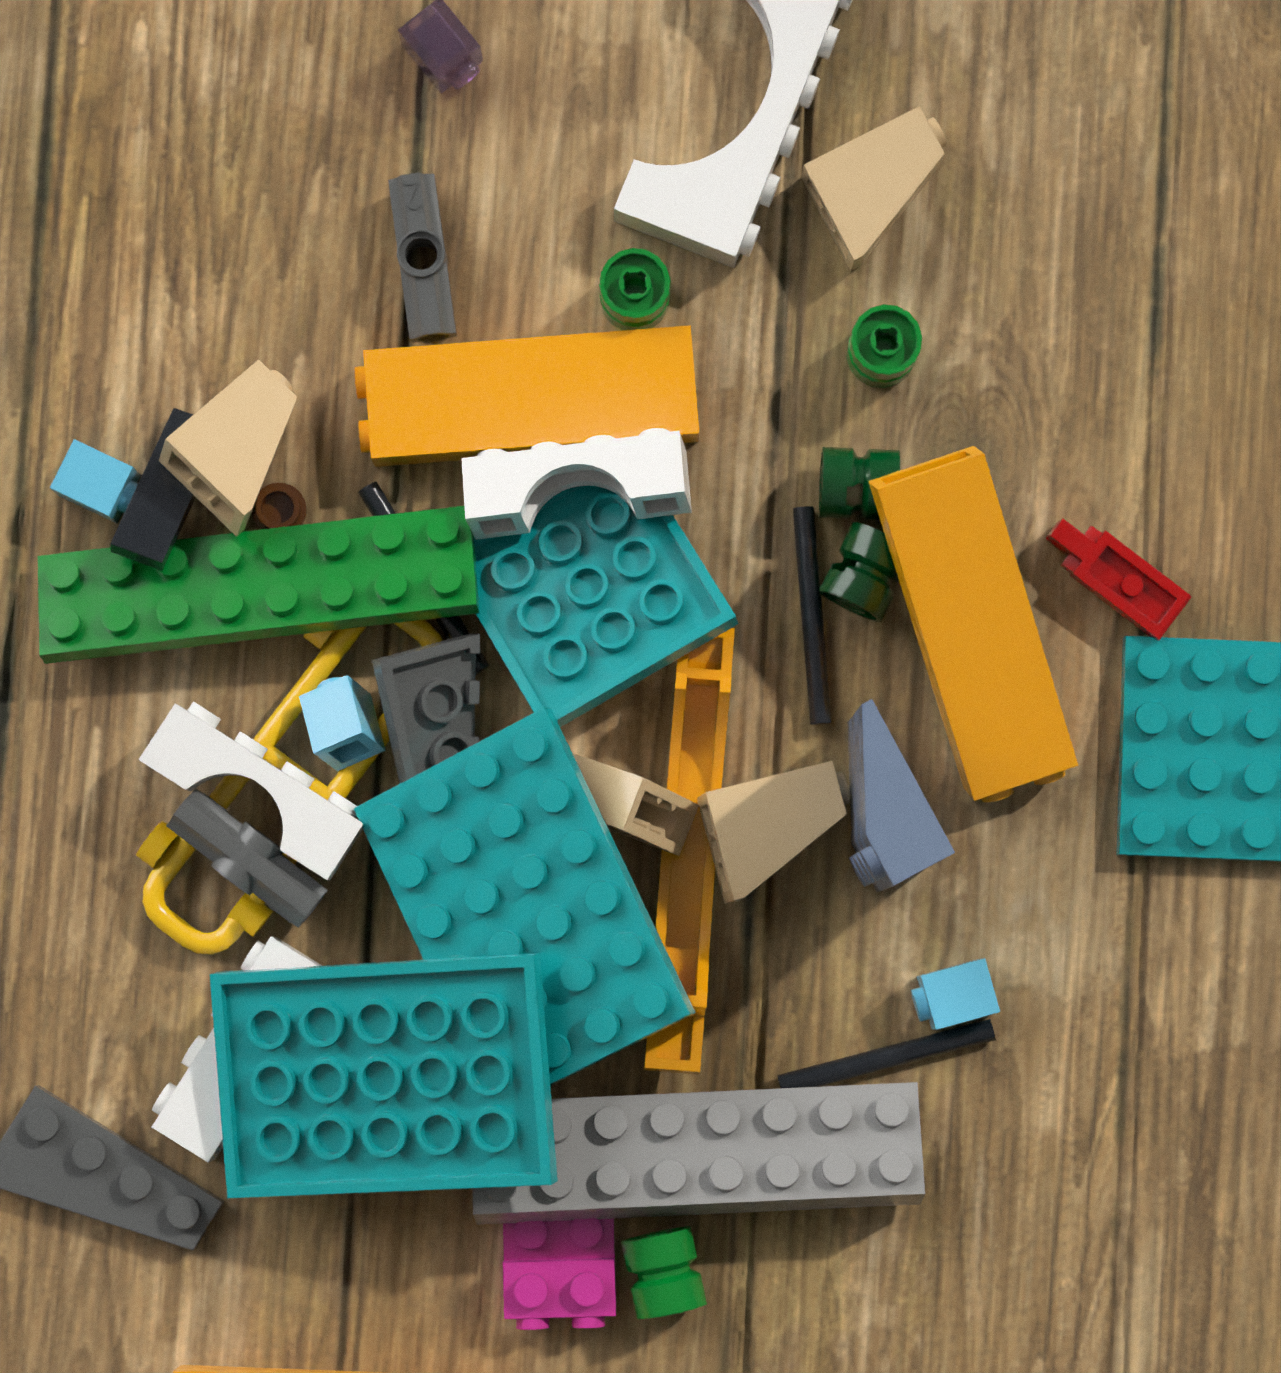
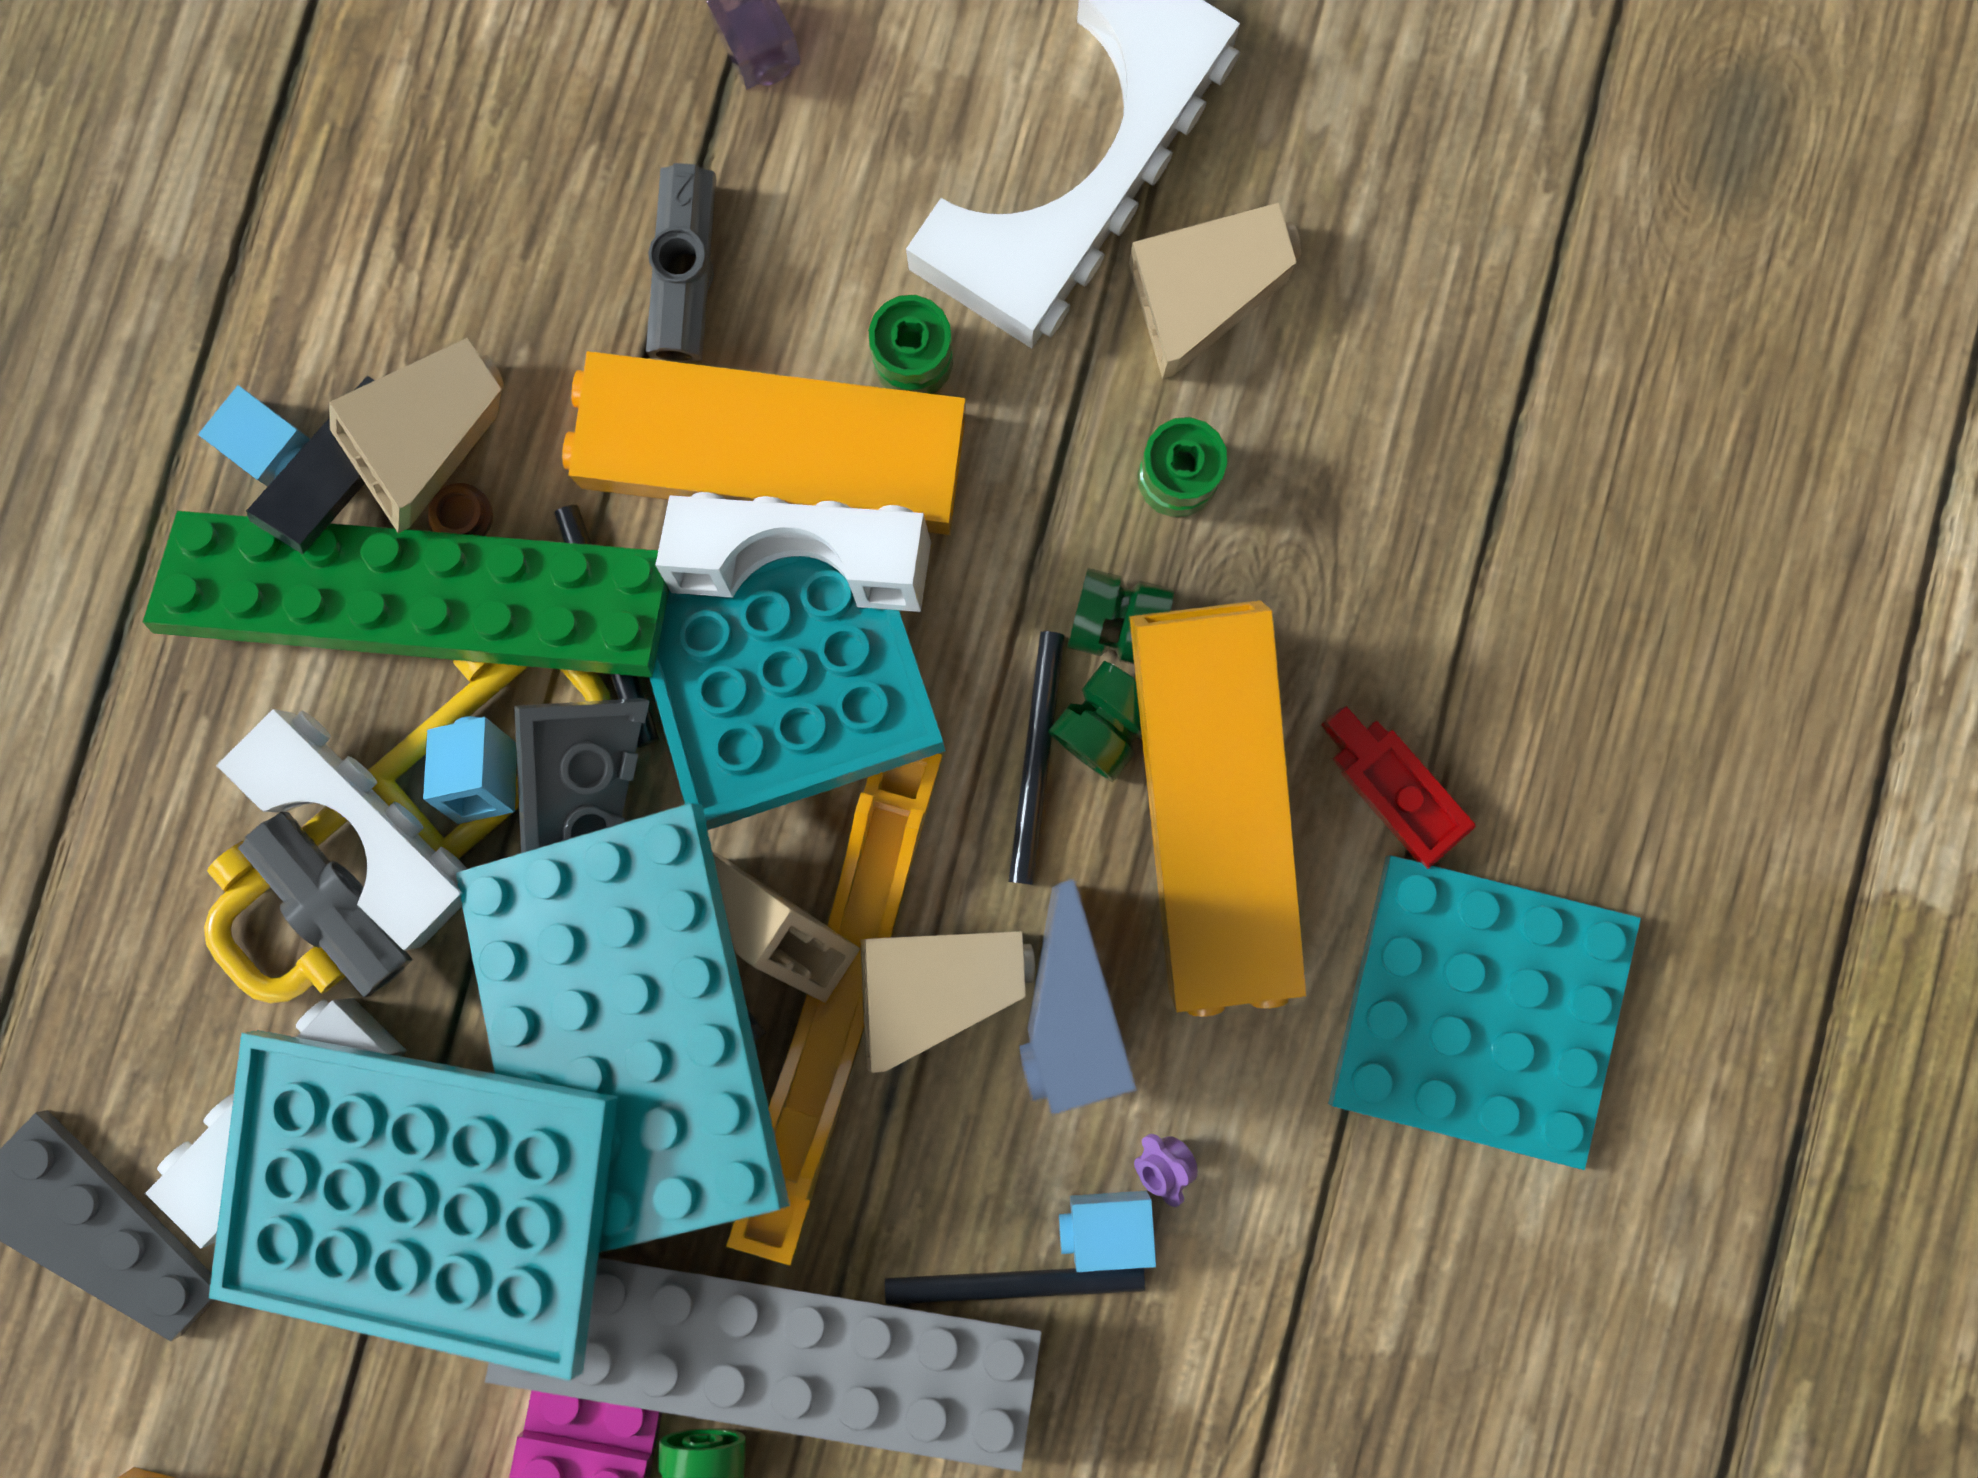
camera: 15 degrees right, 0 degrees up
(992, 933) = (1166, 1167): none -> medium lavender plate

